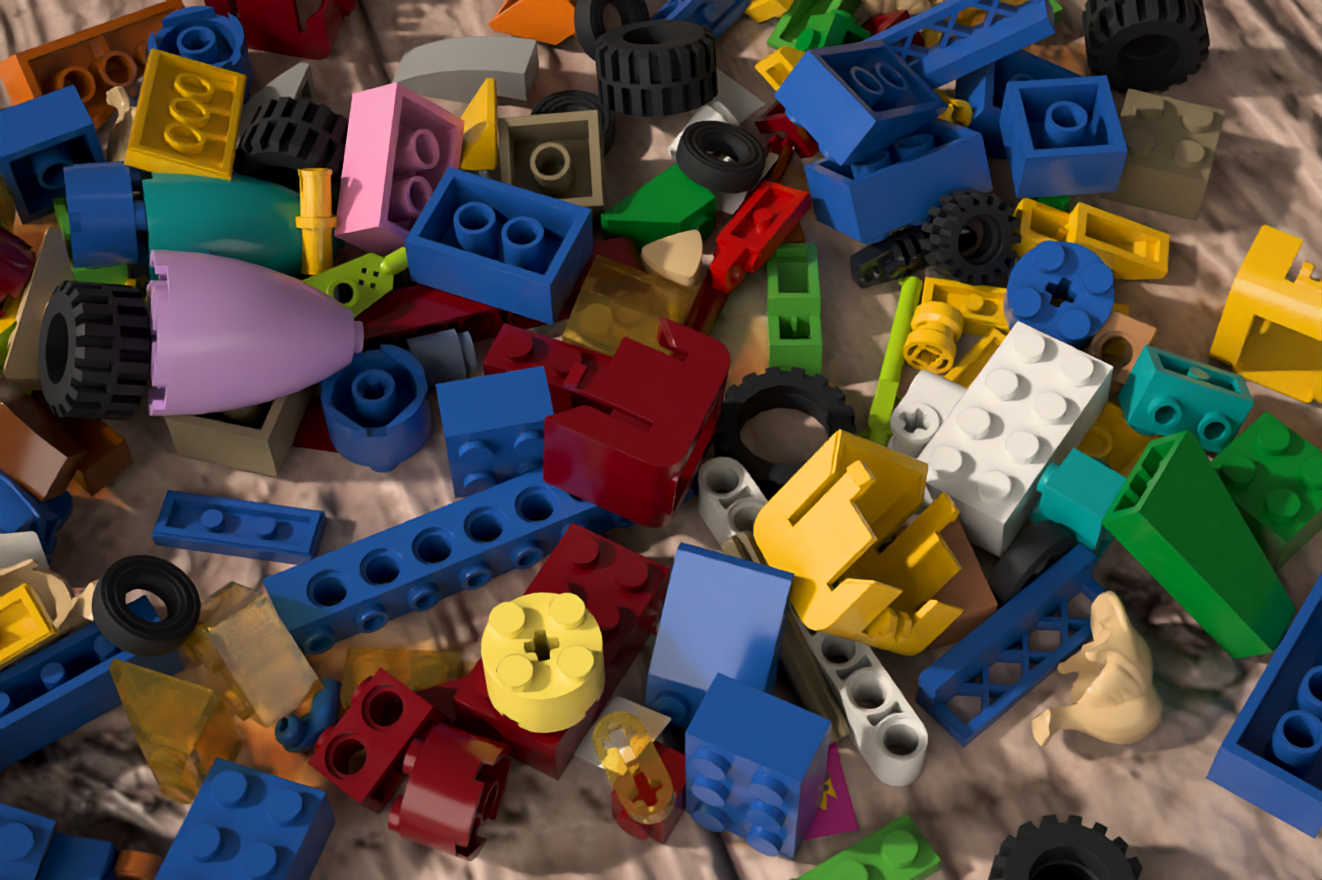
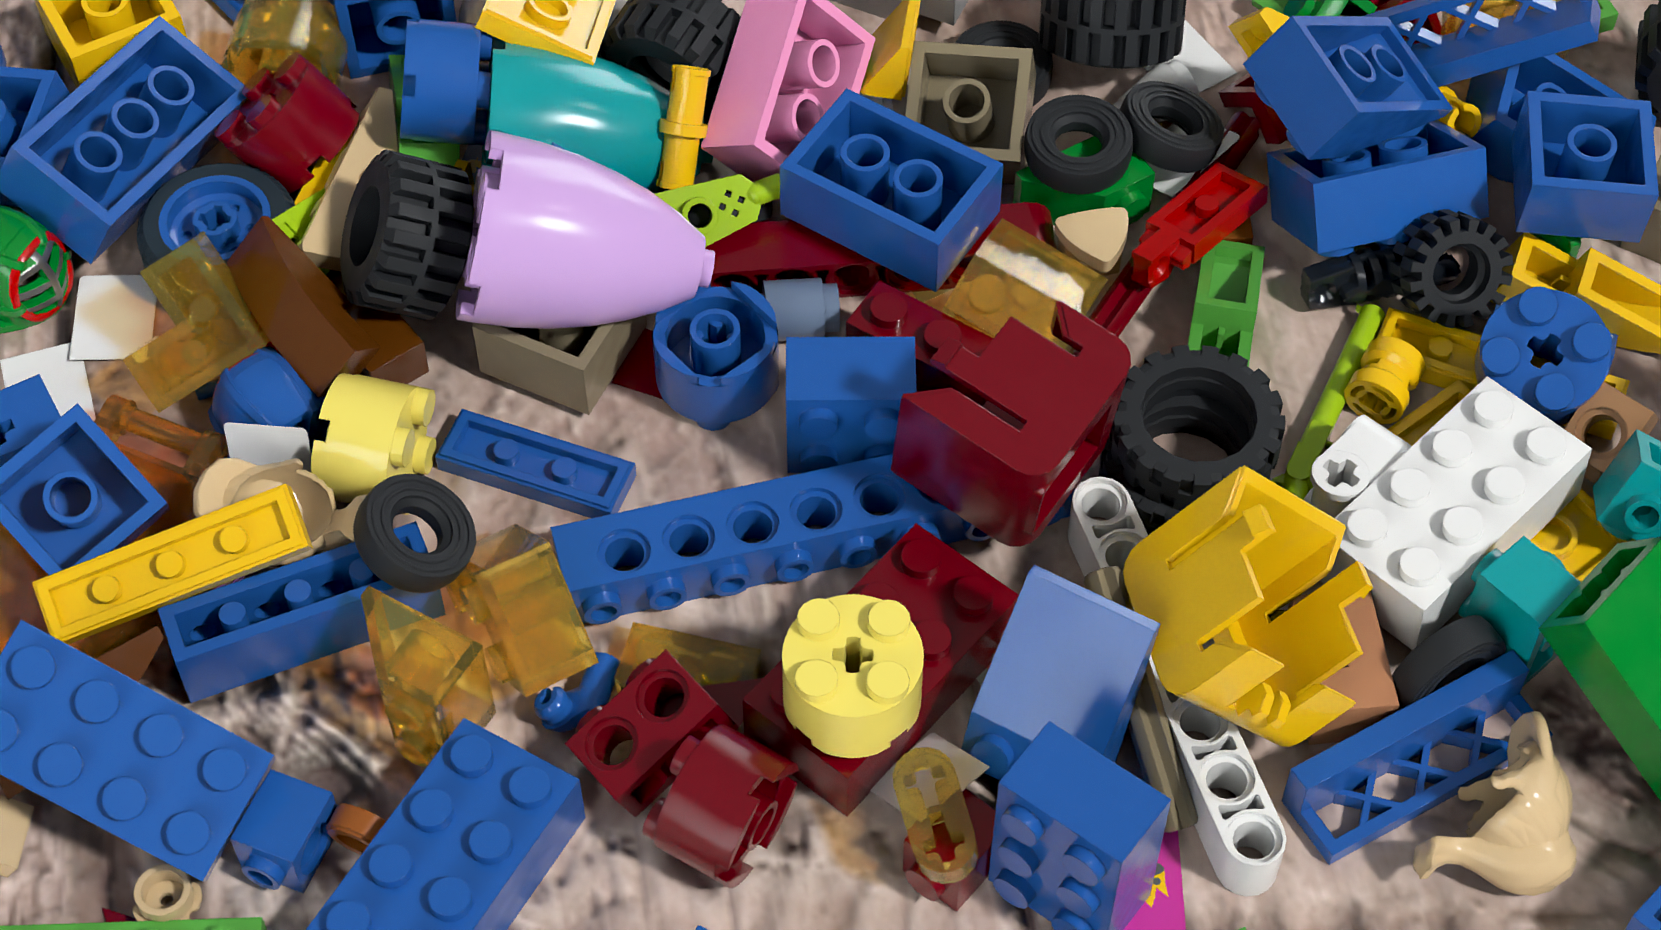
camera: 10 degrees right, 0 degrees up
(94, 526) = (372, 434): none -> light yellow brick
(649, 208) = (1072, 173): none -> black tyre
(790, 358) = (1188, 374): none -> black tyre

